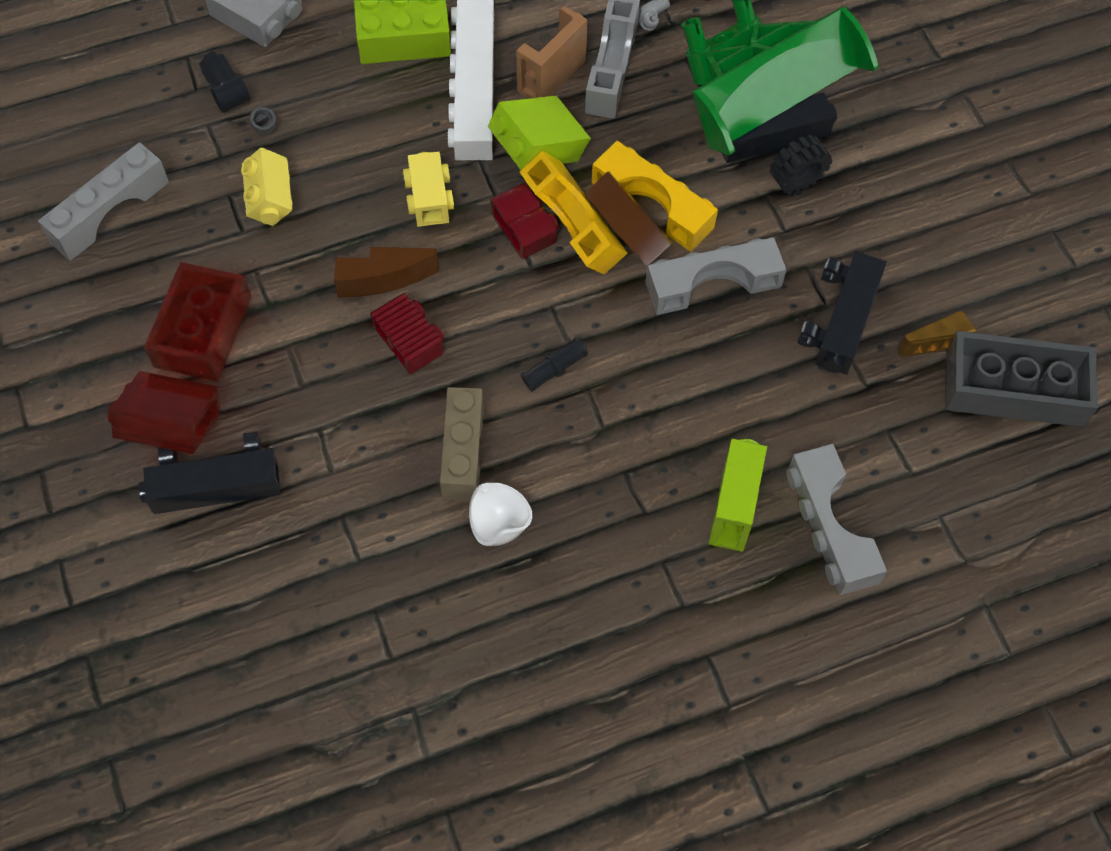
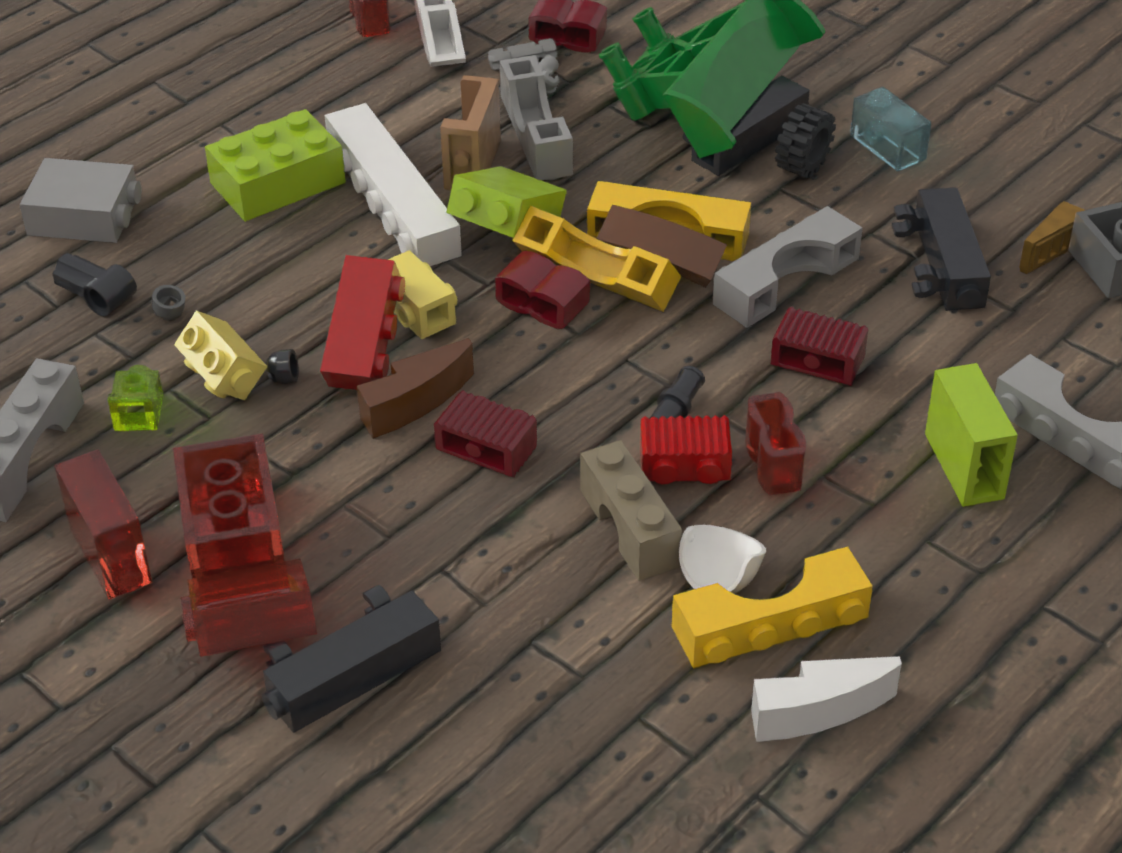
camera: 25 degrees left, 20 degrees down
(109, 301) = (103, 524): none -> clear red brick
(197, 198) = (136, 388): none -> clear neon green brick
(309, 211) = (283, 366): none -> black hinge
(369, 204) = (362, 322): none -> red brick
(495, 659) = (822, 696): none -> white slope
(534, 410) = (686, 449): none -> red brick
(552, 578) = (723, 625): none -> yellow arch
(595, 436) = (775, 443): none -> clear red brick
(690, 360) = (819, 346): none -> dark red brick
(880, 177) = (890, 128): none -> clear light blue brick

